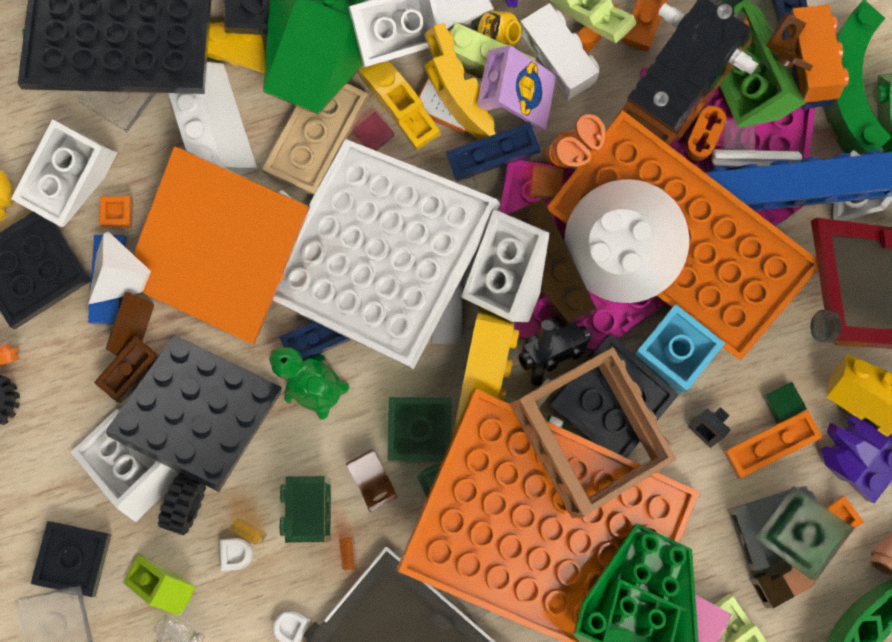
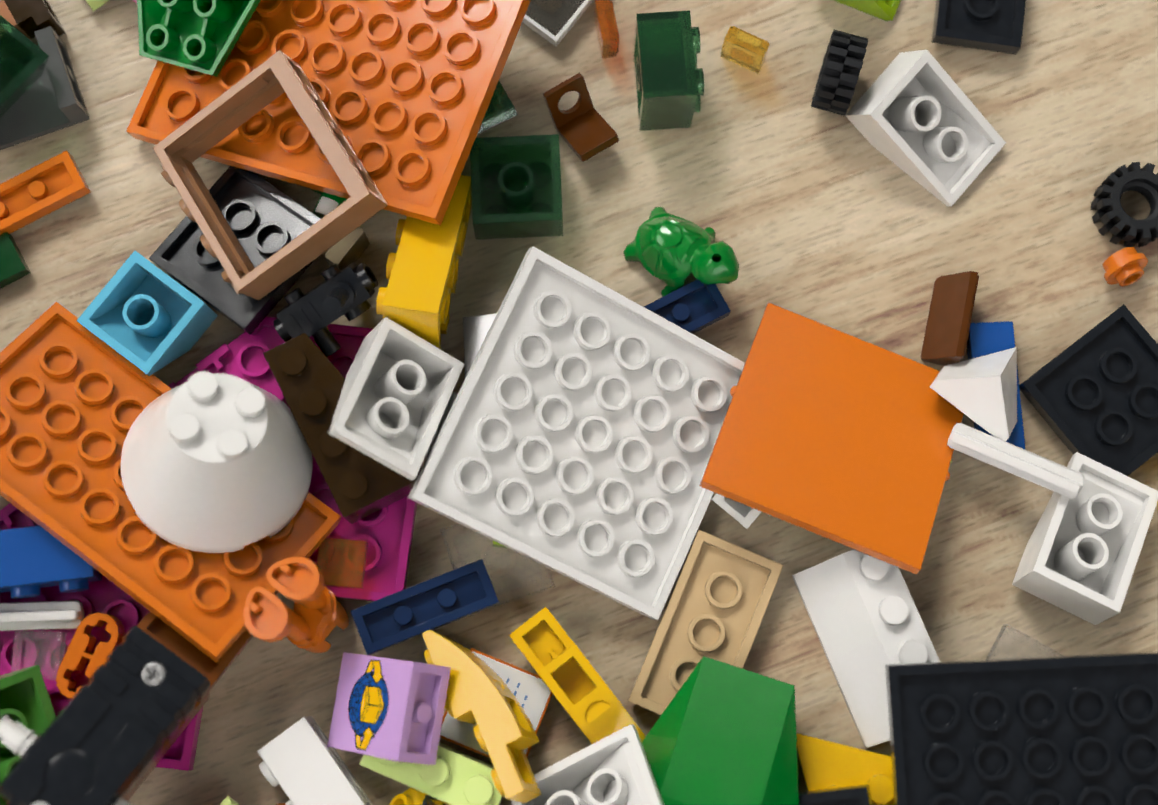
camera: 175 degrees right, 0 degrees up
(101, 219) = (1016, 460): none -> white axle
(116, 212) = (997, 490): orange plate -> none
(127, 370) = (943, 254): reddish brown slope -> none
(195, 412) = (837, 193): black plate -> none
(235, 554) = (762, 21): white tile -> none
(373, 132) = (615, 641): clear pink tile -> none
(710, 426) = (105, 220): black tile -> none

